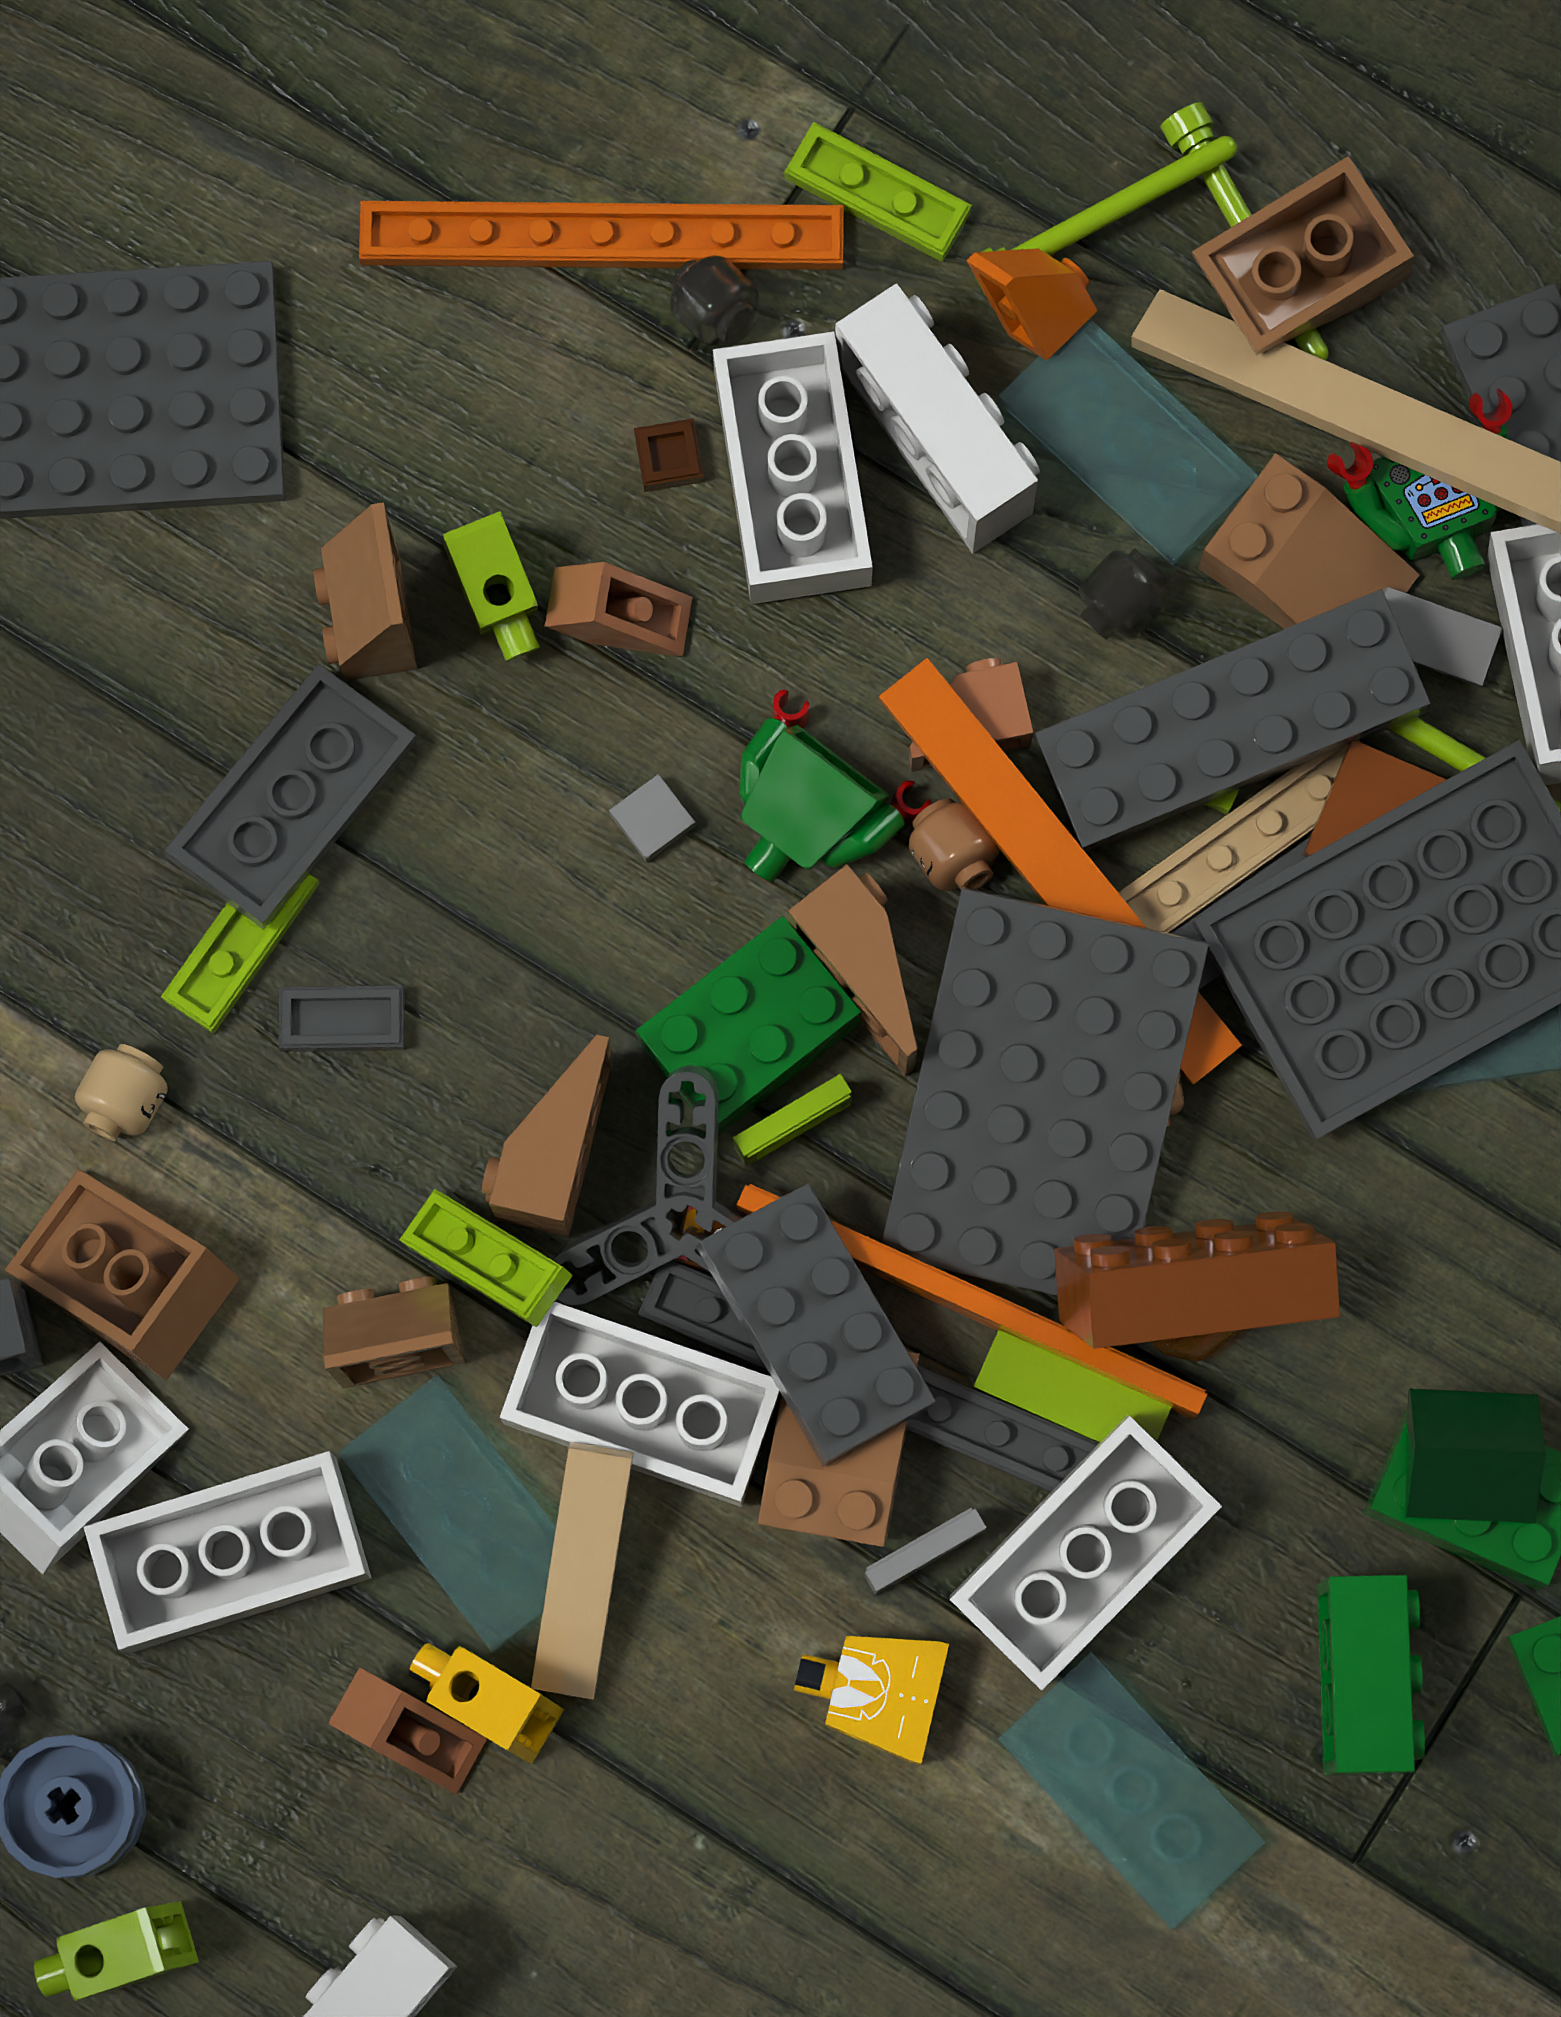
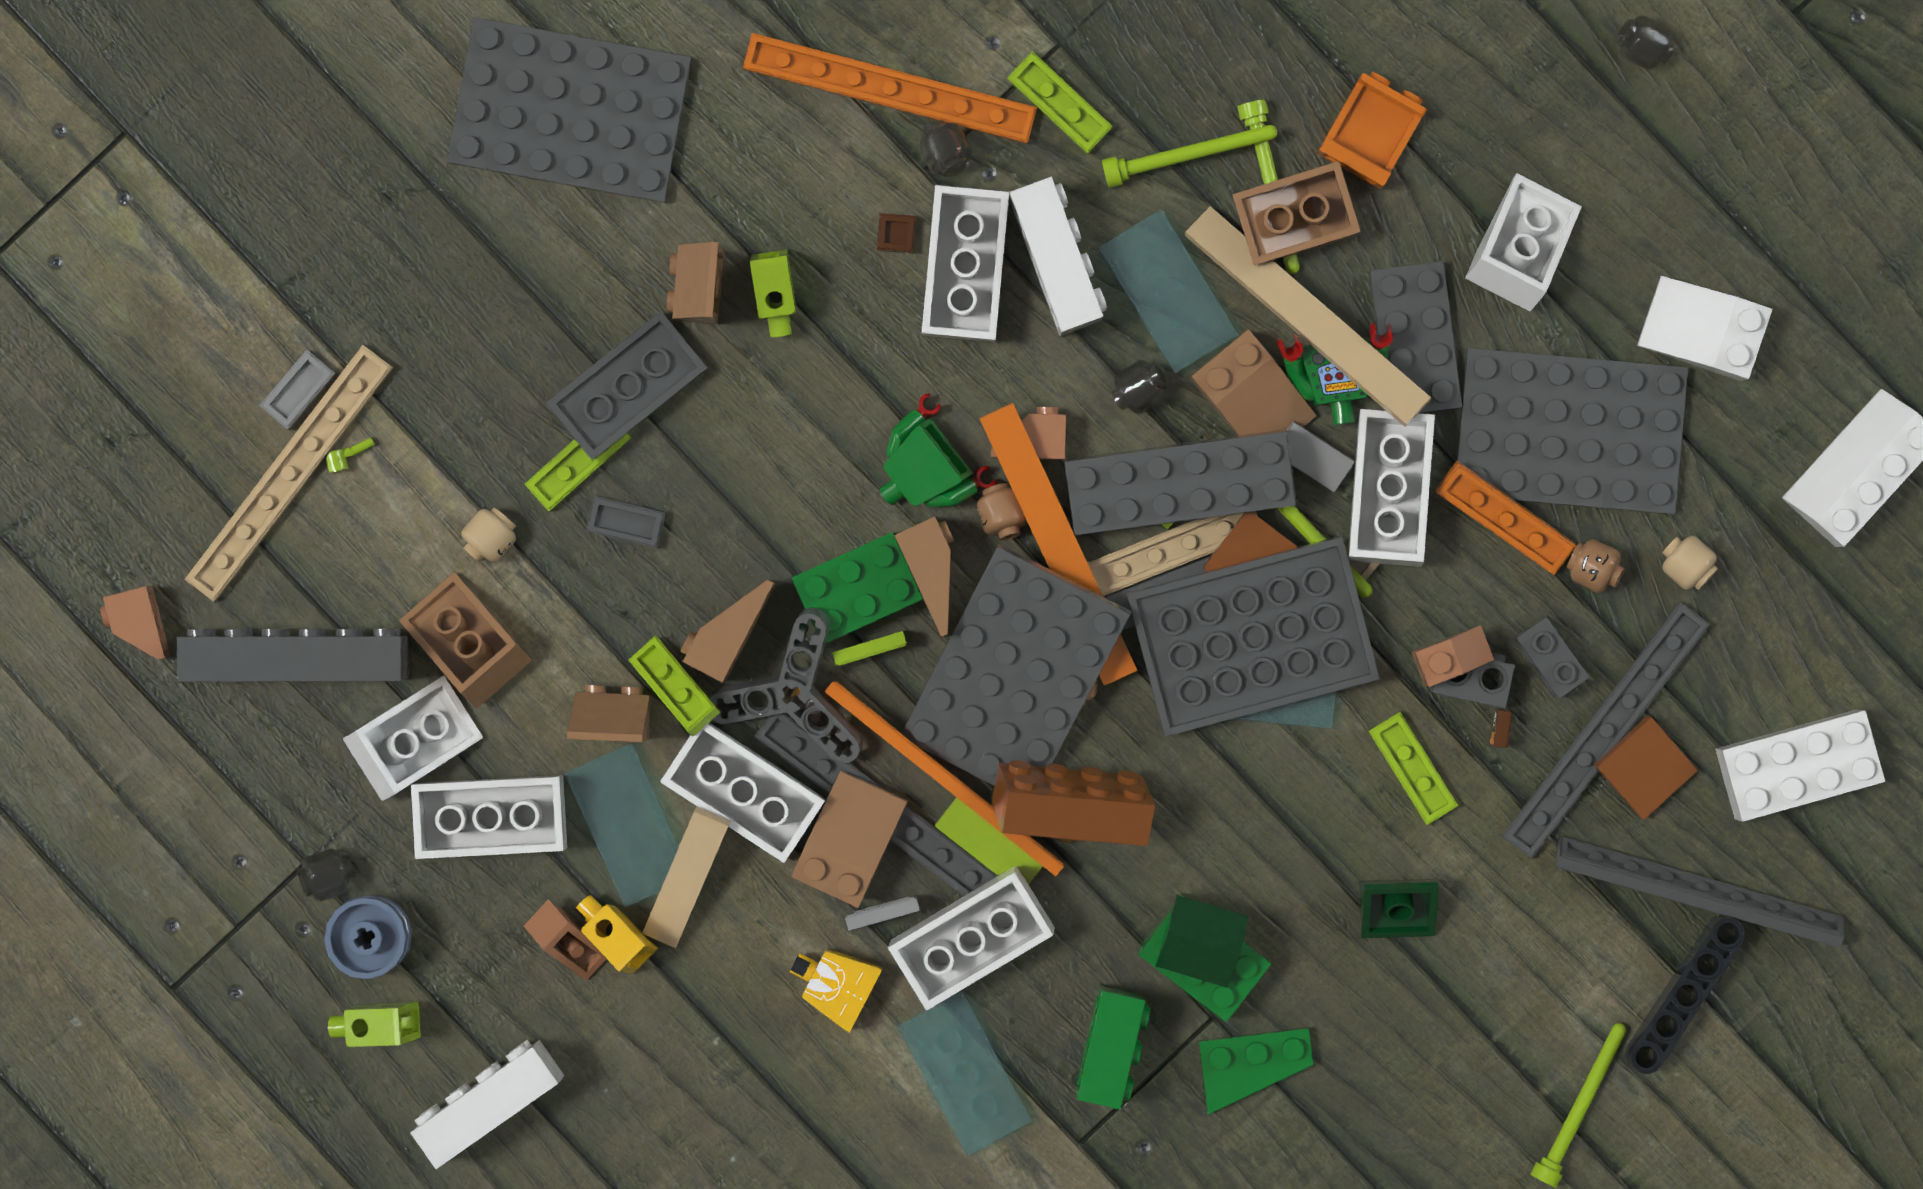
camera: 15 degrees right, 10 degrees up
(617, 609) = (843, 322): nougat slope -> none
(652, 818) = (833, 449): light grey tile -> none
(815, 1324) = (851, 773): dark grey plate -> none
(1034, 296) = (1134, 195): orange slope -> none
(1386, 107) = (1372, 129): none -> orange panel

